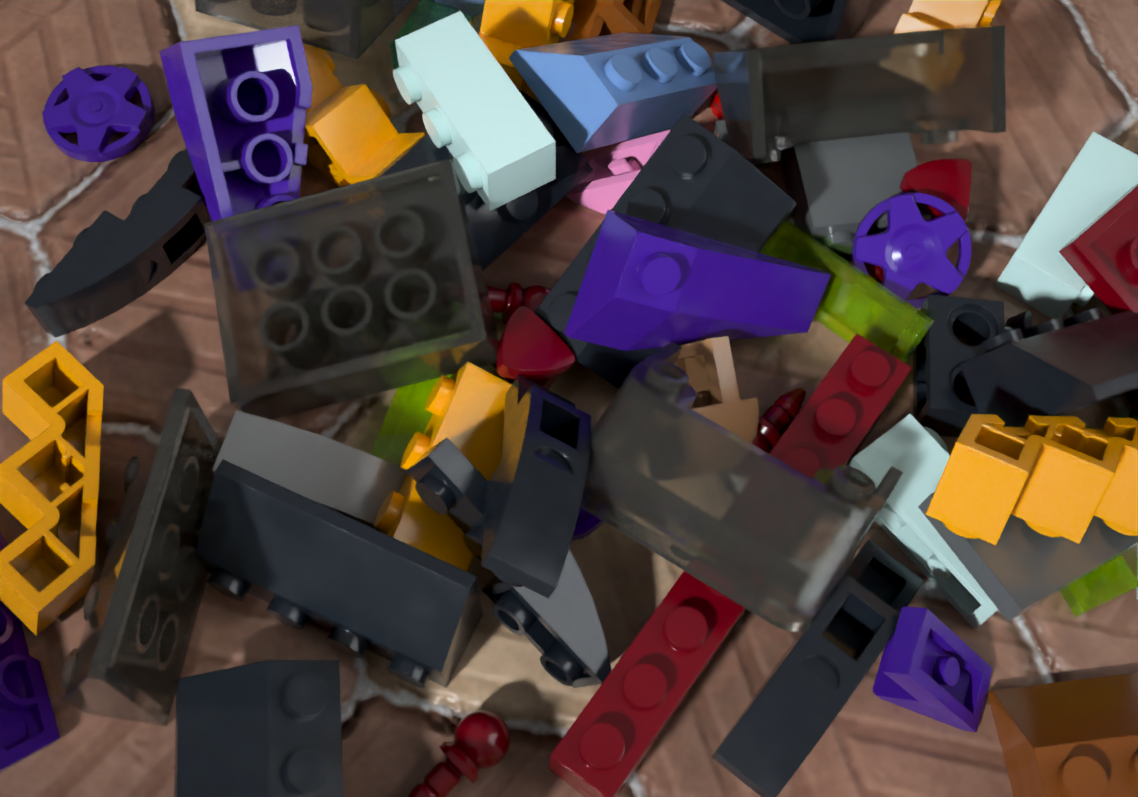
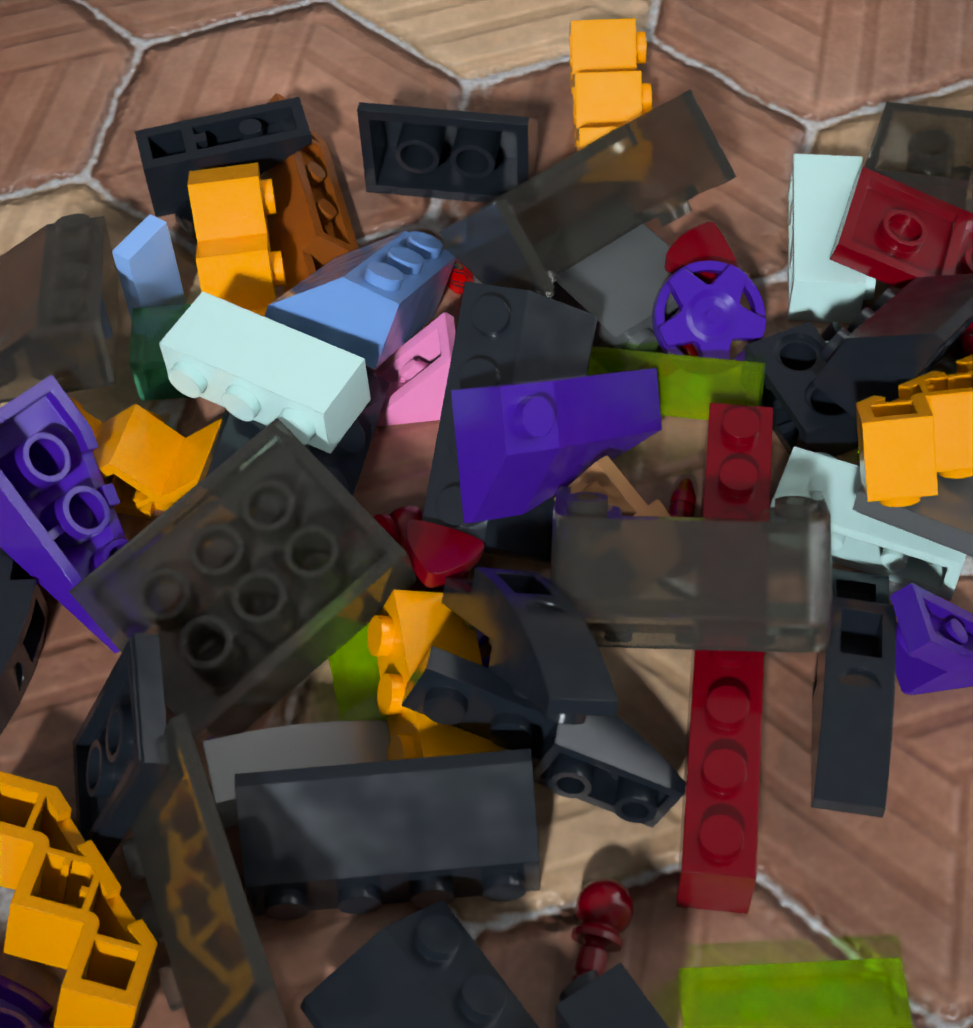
camera: 25 degrees left, 10 degrees down
(163, 377) = (121, 746): none -> black tile

